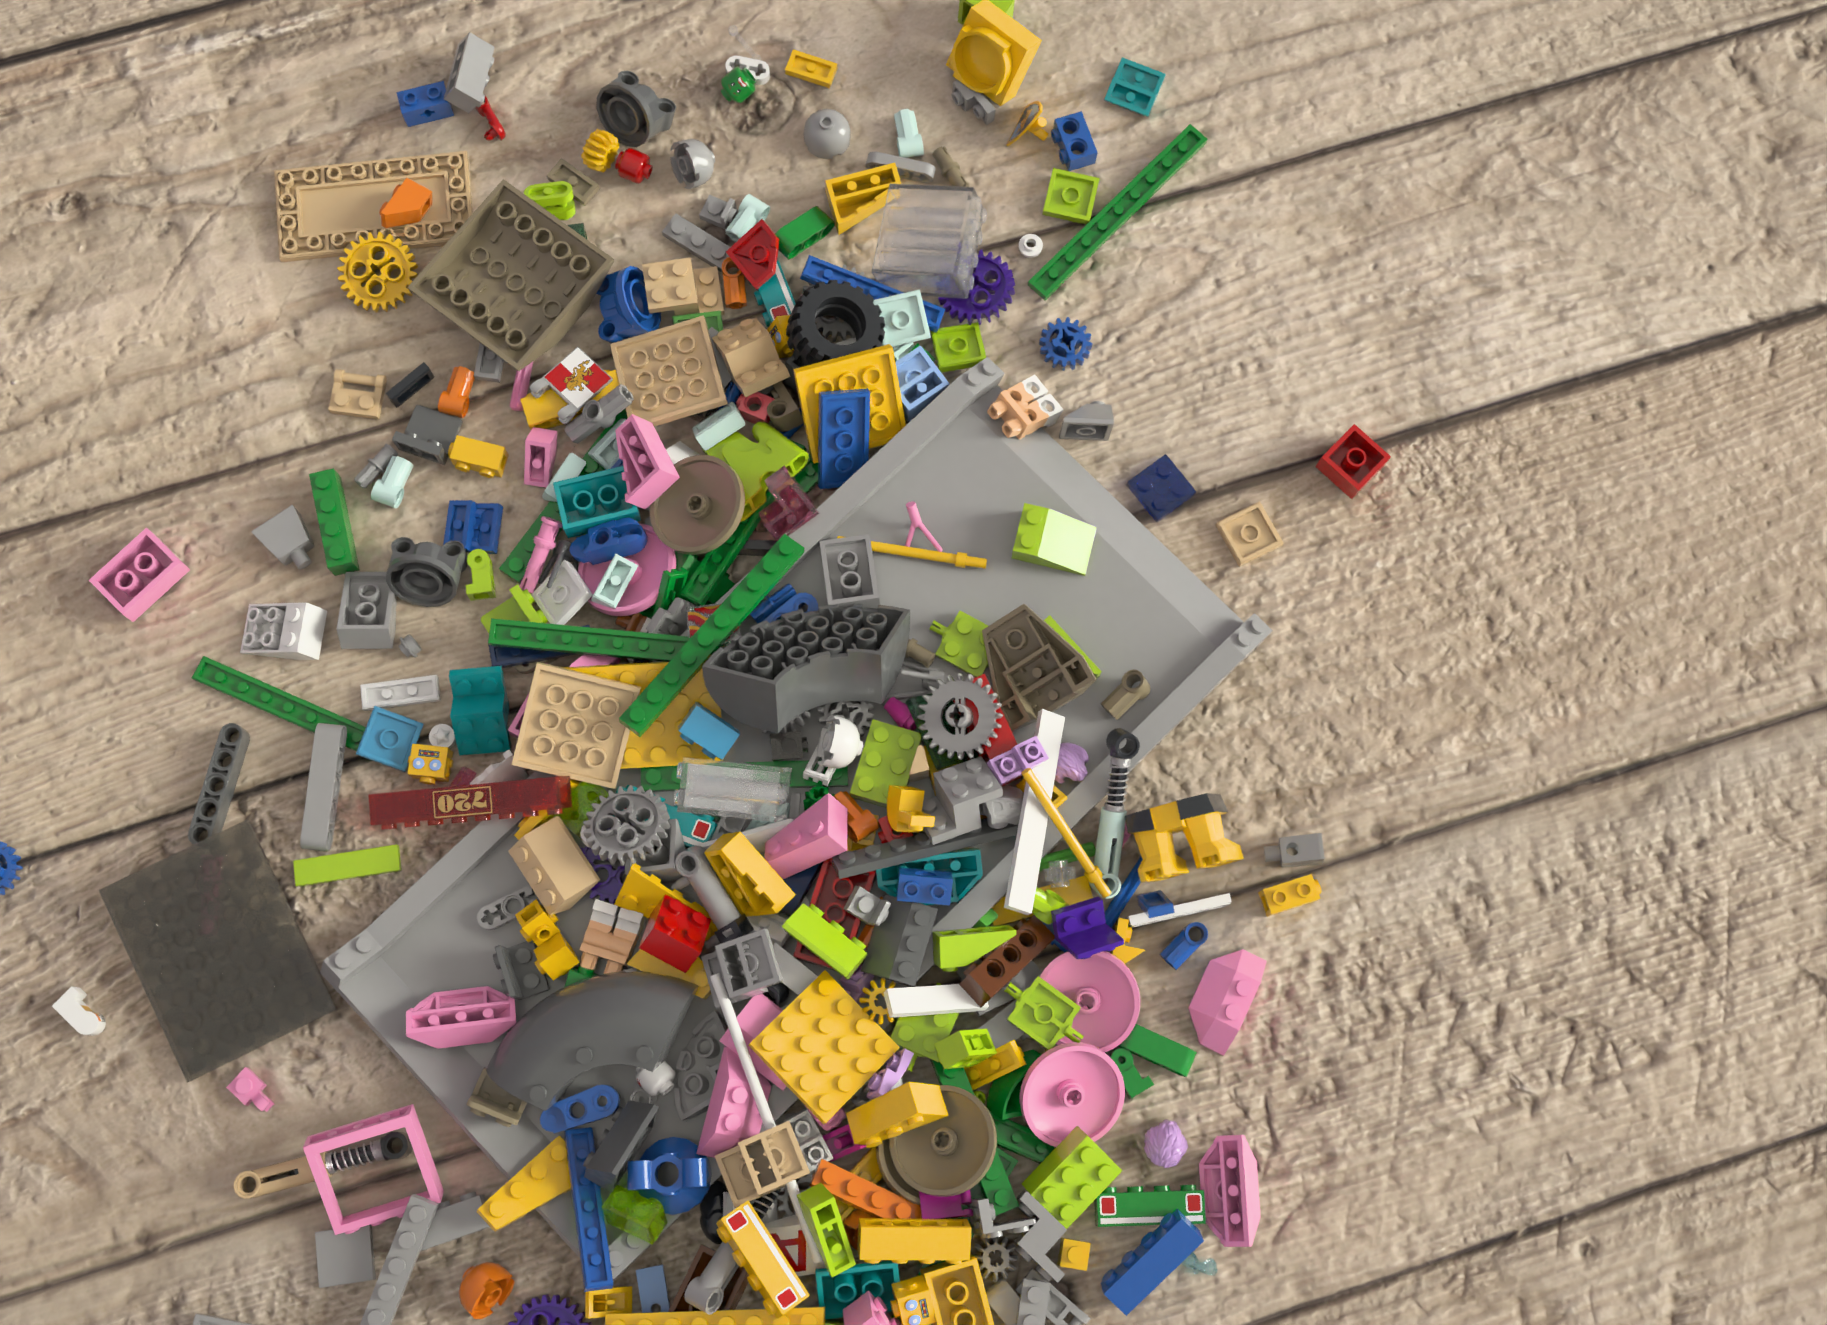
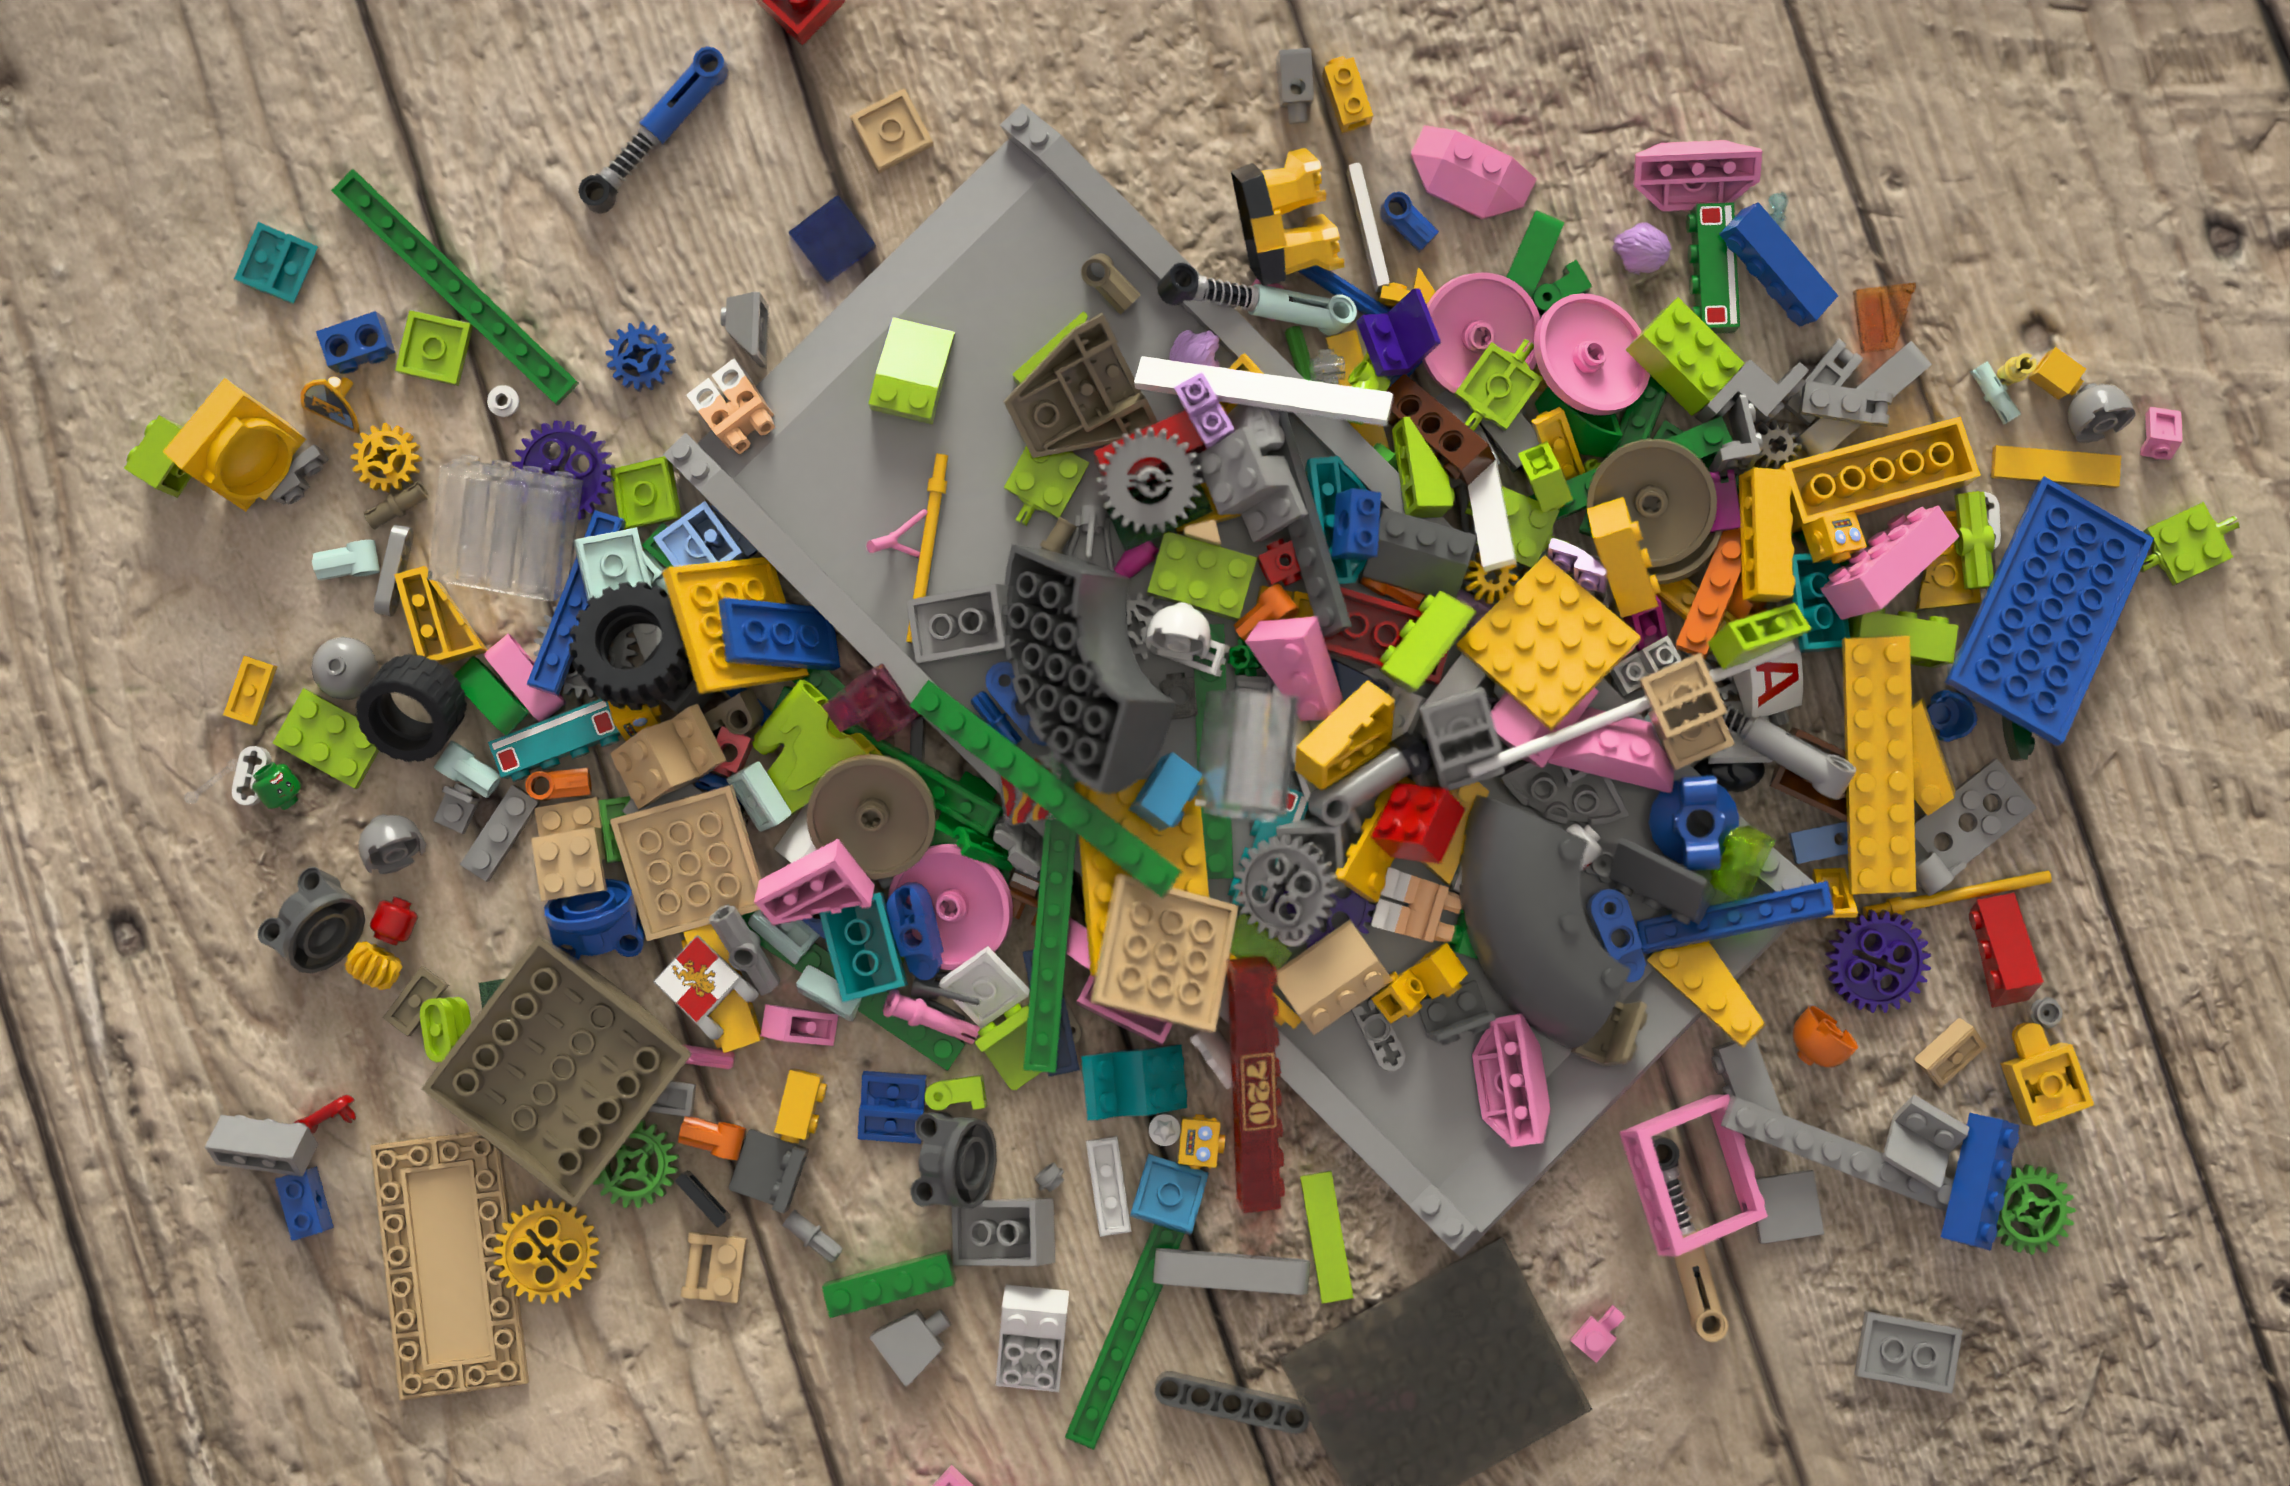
camera: 85 degrees left, 10 degrees up
(391, 487) = (843, 1215): light aqua piece -> none
(407, 205) = (454, 1216): orange slope -> none
(434, 342) = (655, 1143): none -> bright green gear
(463, 777) = (1218, 1100): clear pink tile -> none
(614, 582) = (970, 920): light aqua slope -> none
(756, 254) = (525, 752): red plate -> none
(762, 1260) = (1795, 709): yellow brick -> none
(774, 124) = (327, 739): none -> lime plate
(792, 173) = (393, 730): none -> black tyre
(829, 248) = (515, 668): none -> bright pink beam
(867, 907) = (1381, 593): light grey bracket -> none
(905, 809) = (1263, 548): yellow brick -> none
(991, 154) = (380, 446): none -> yellow gear
(1073, 1254) = (1770, 354): yellow brick -> none
(1092, 871) = (1329, 327): yellow bar -> none
(1155, 904) = (1363, 253): blue tile -> none
(1246, 356) = (656, 126): none -> piece

